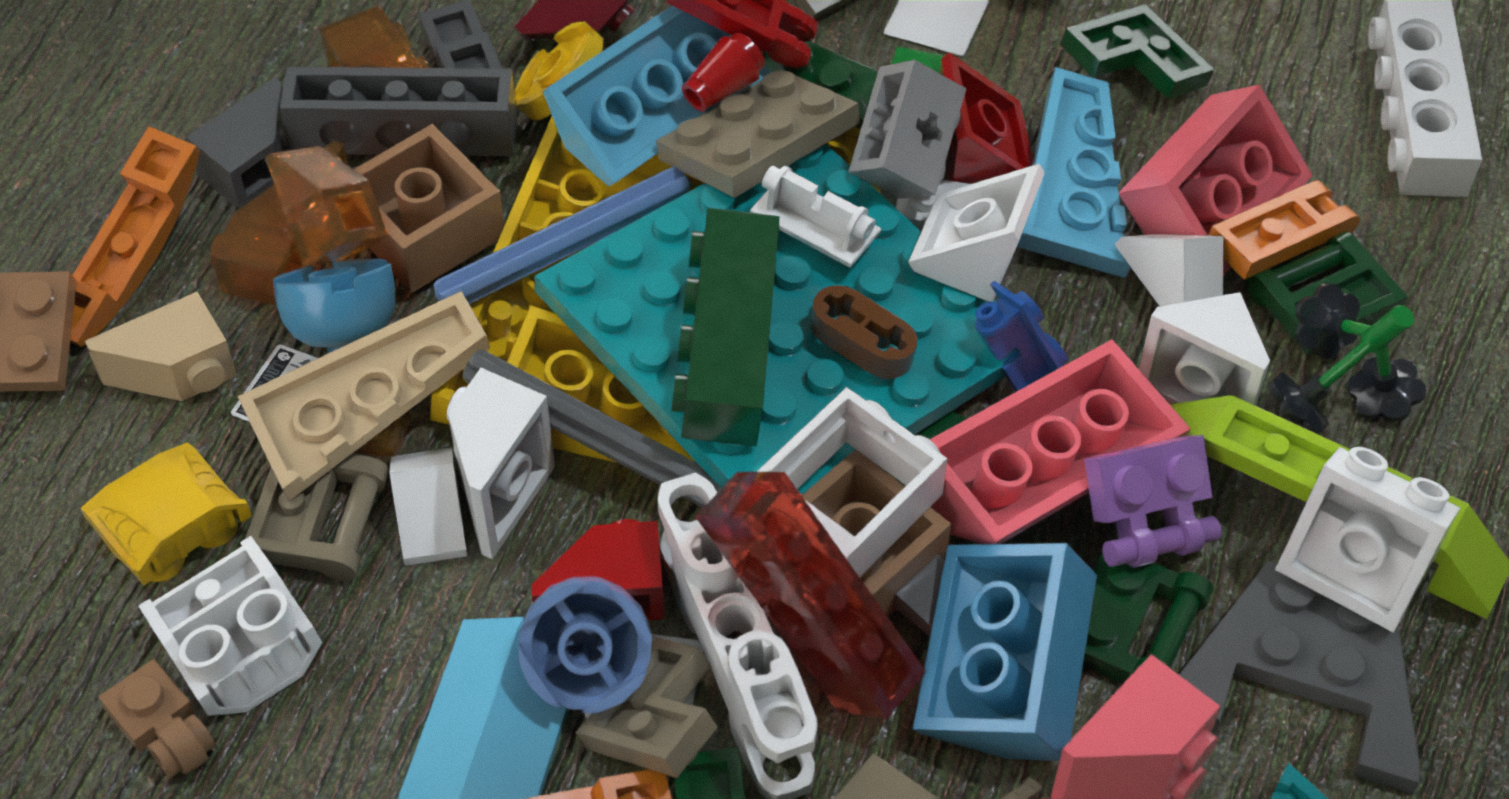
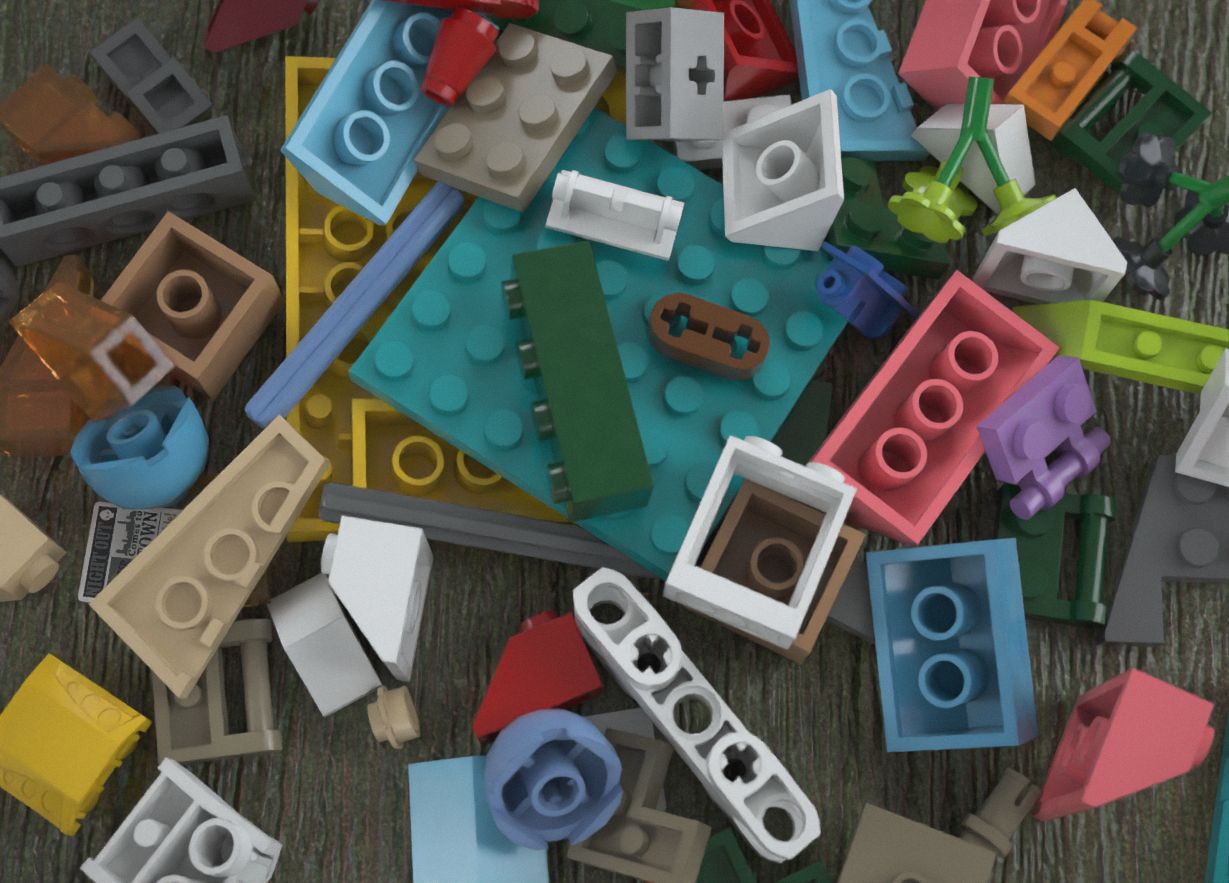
camera: 20 degrees left, 20 degrees up
(466, 574) = (394, 716): none -> tan plate
(575, 46) = (272, 89): yellow tile -> none
(811, 593) = (761, 669): clear red brick -> none
(1045, 277) = (875, 229): none -> dark green plate
(1113, 292) = (939, 198): none -> lime plant

